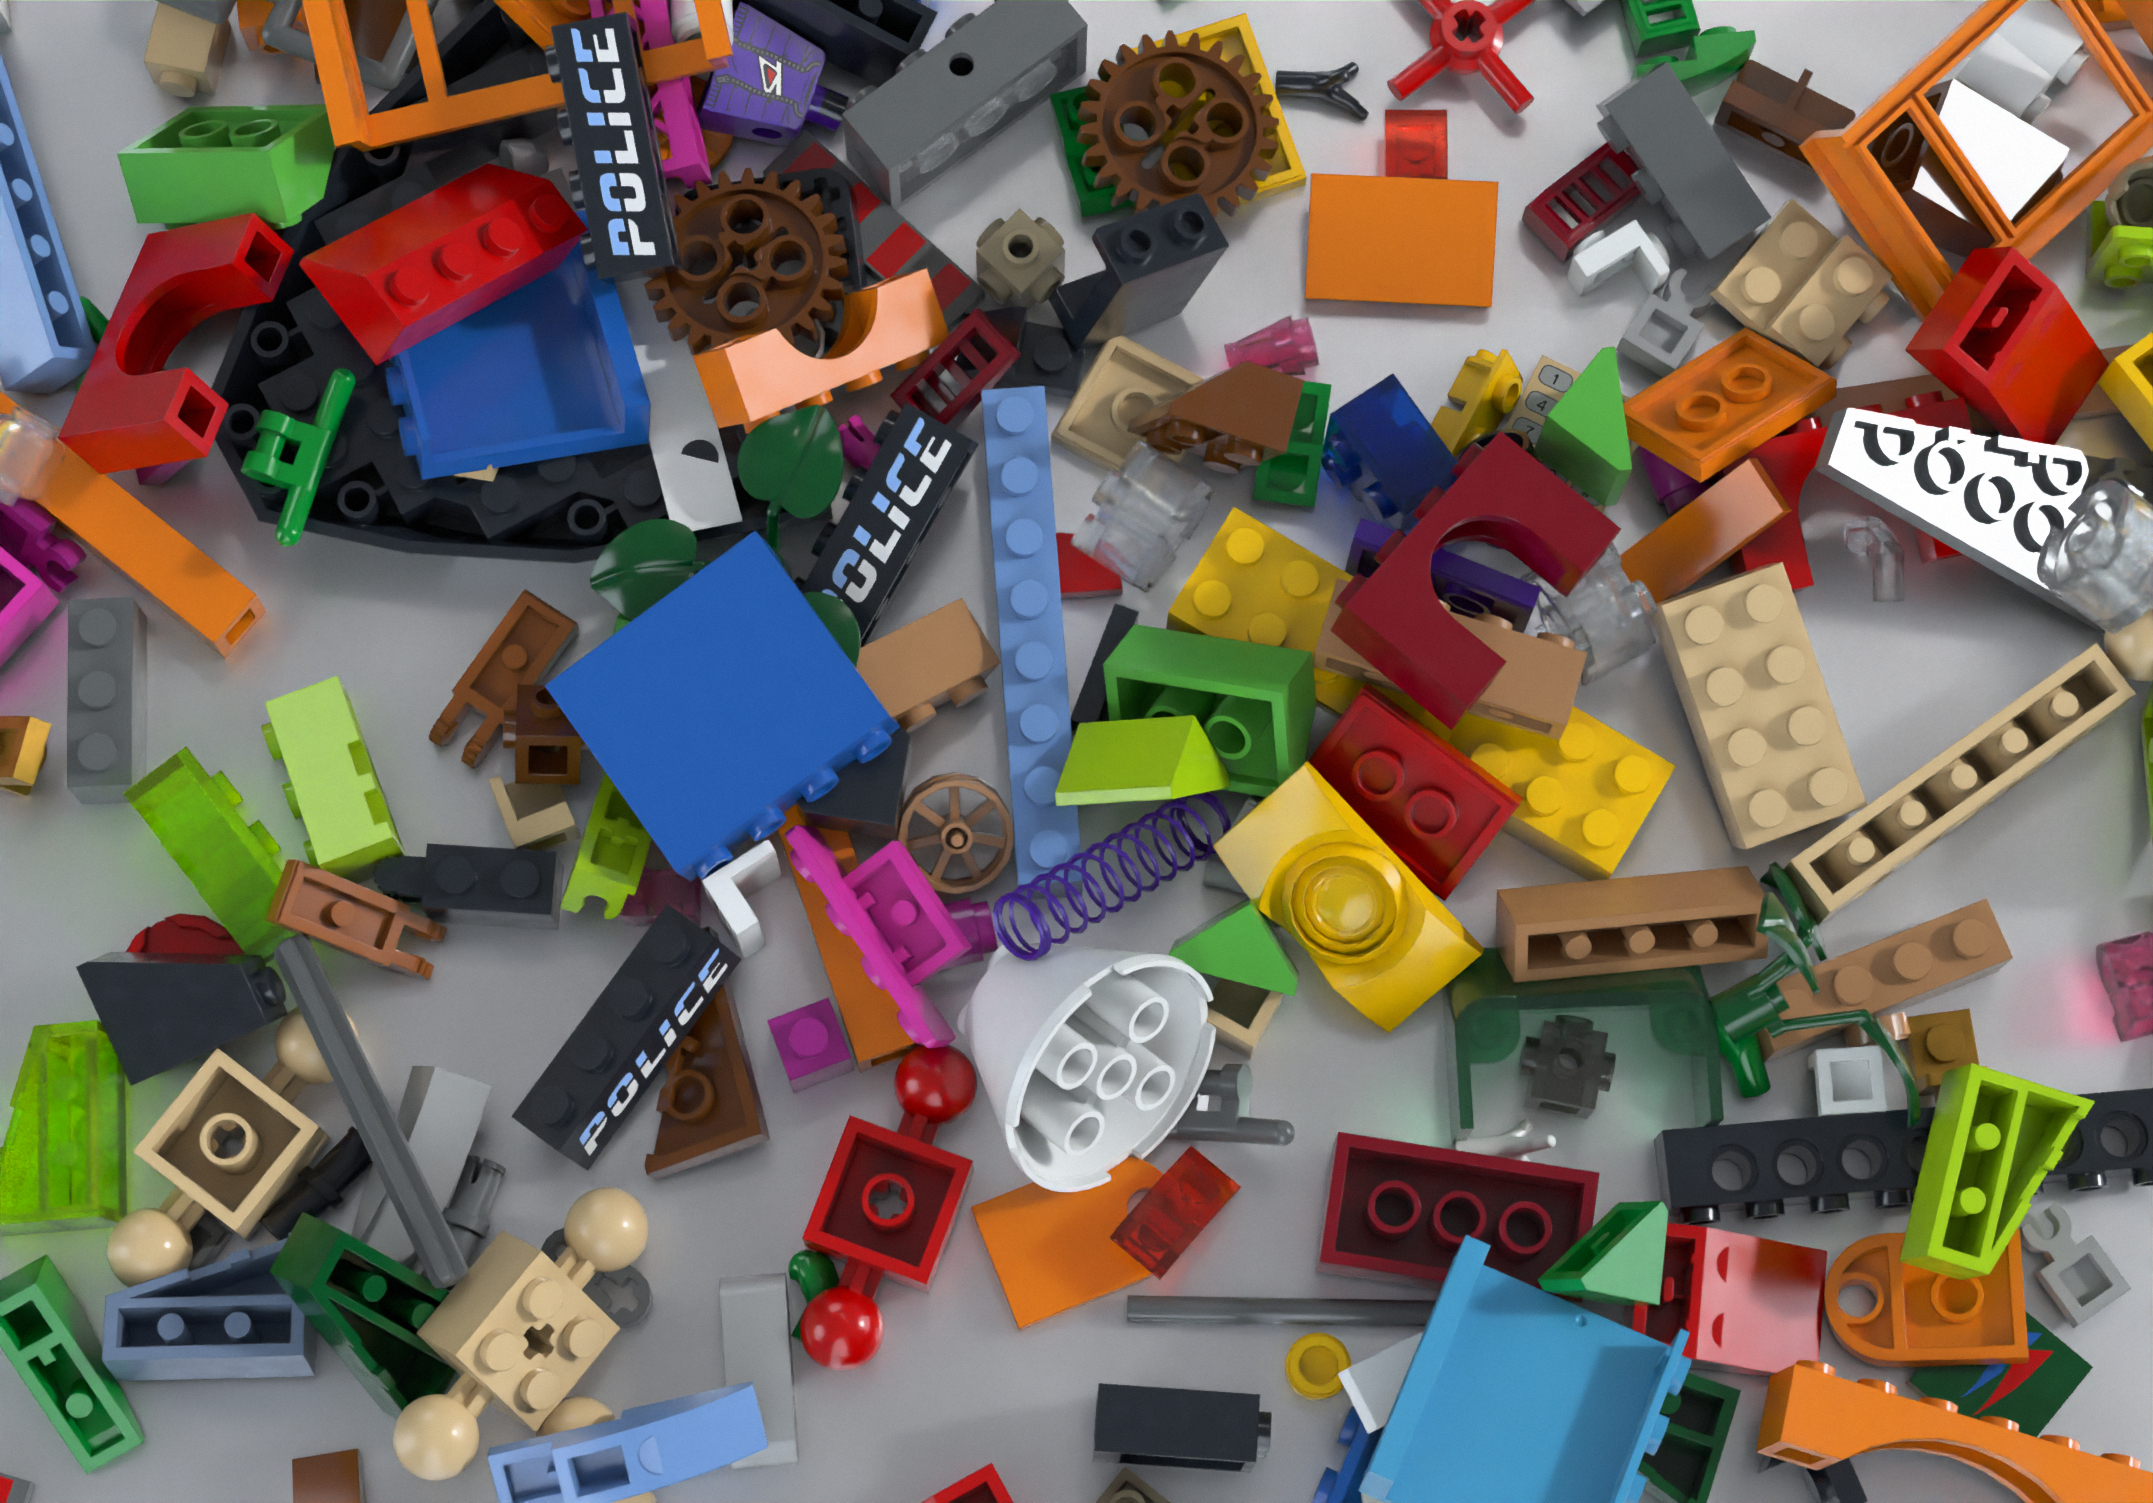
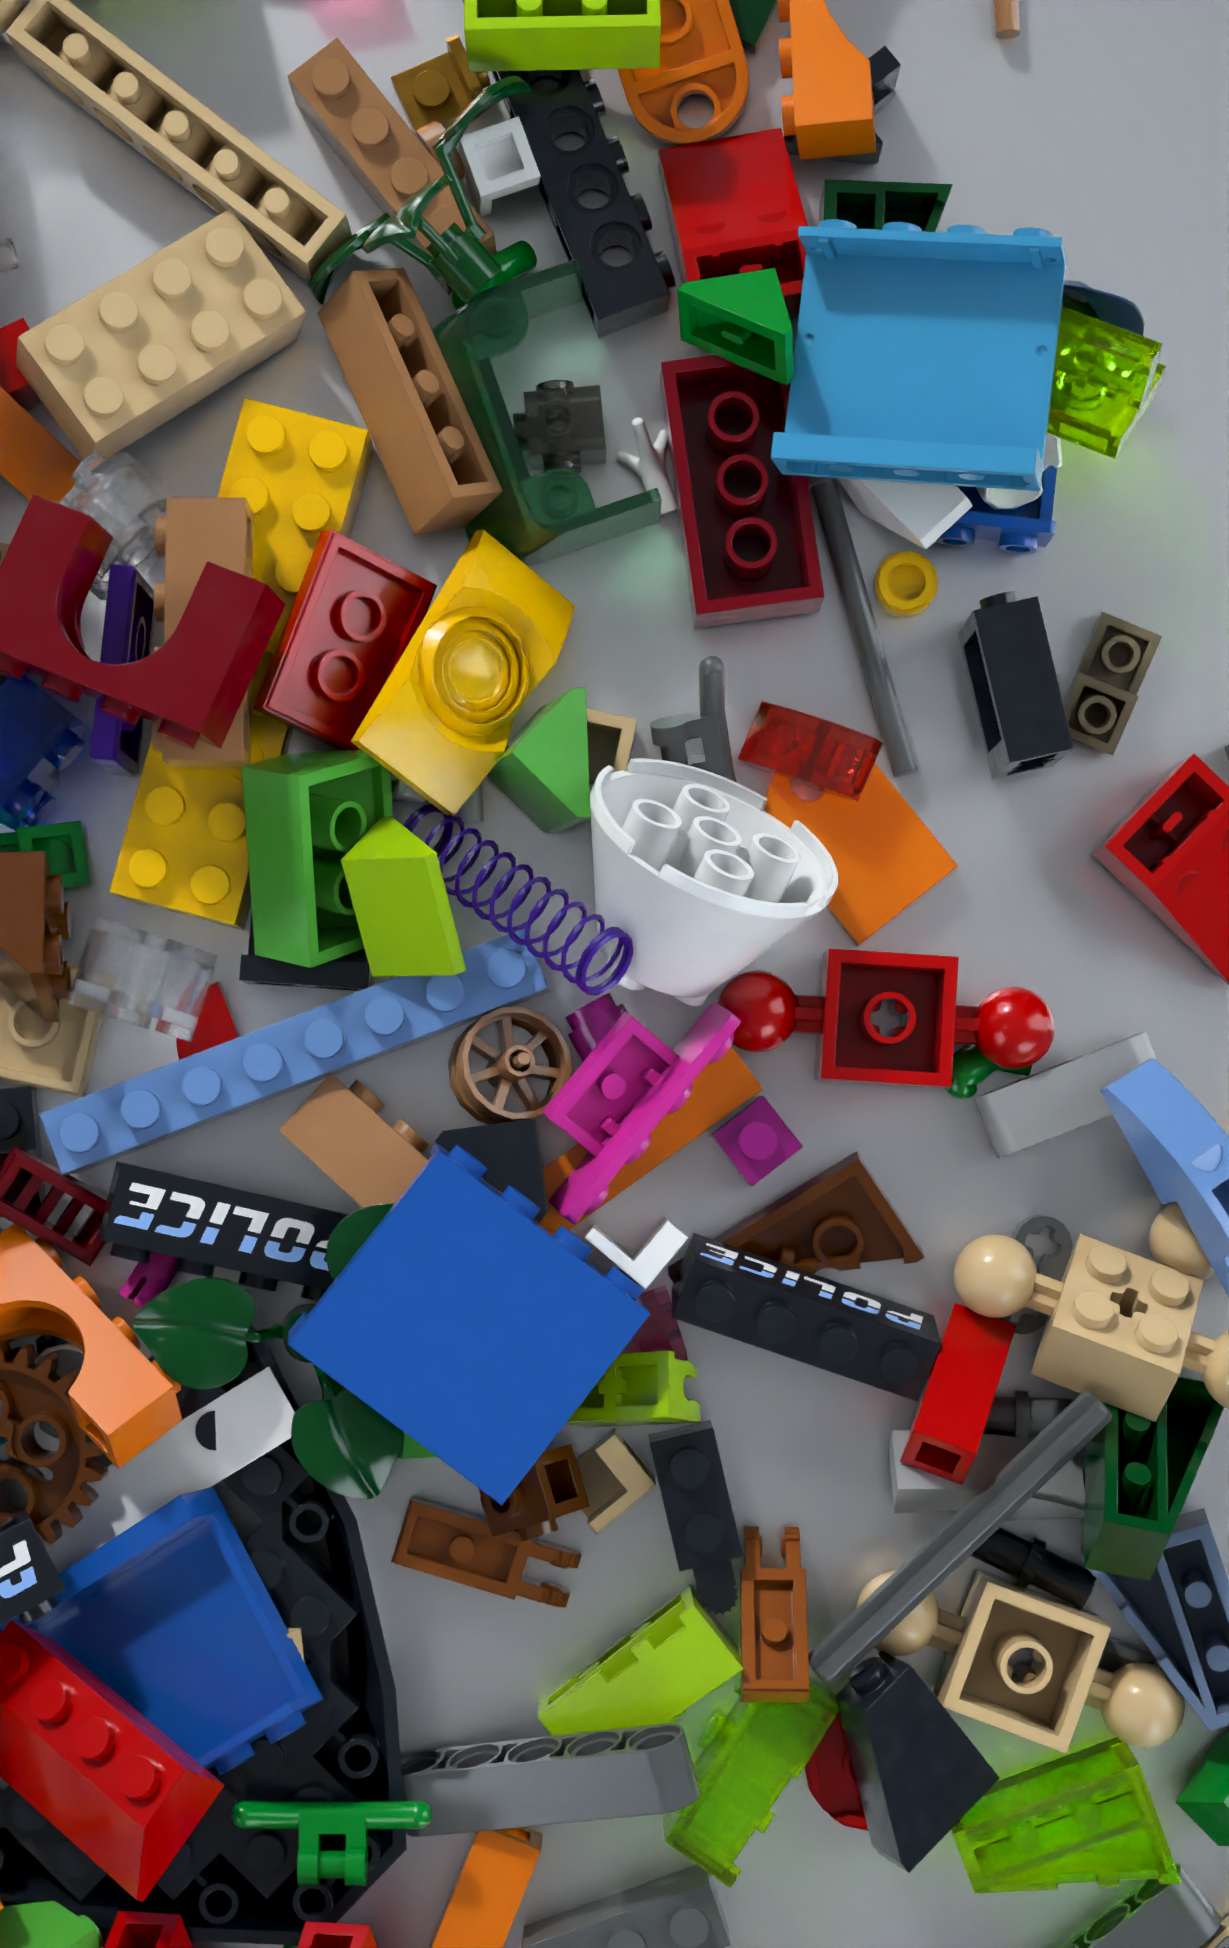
camera: 105 degrees left, 10 degrees up
(276, 665) = (552, 1779): none -> dark grey beam
(505, 1157) = (958, 1394): none -> red brick

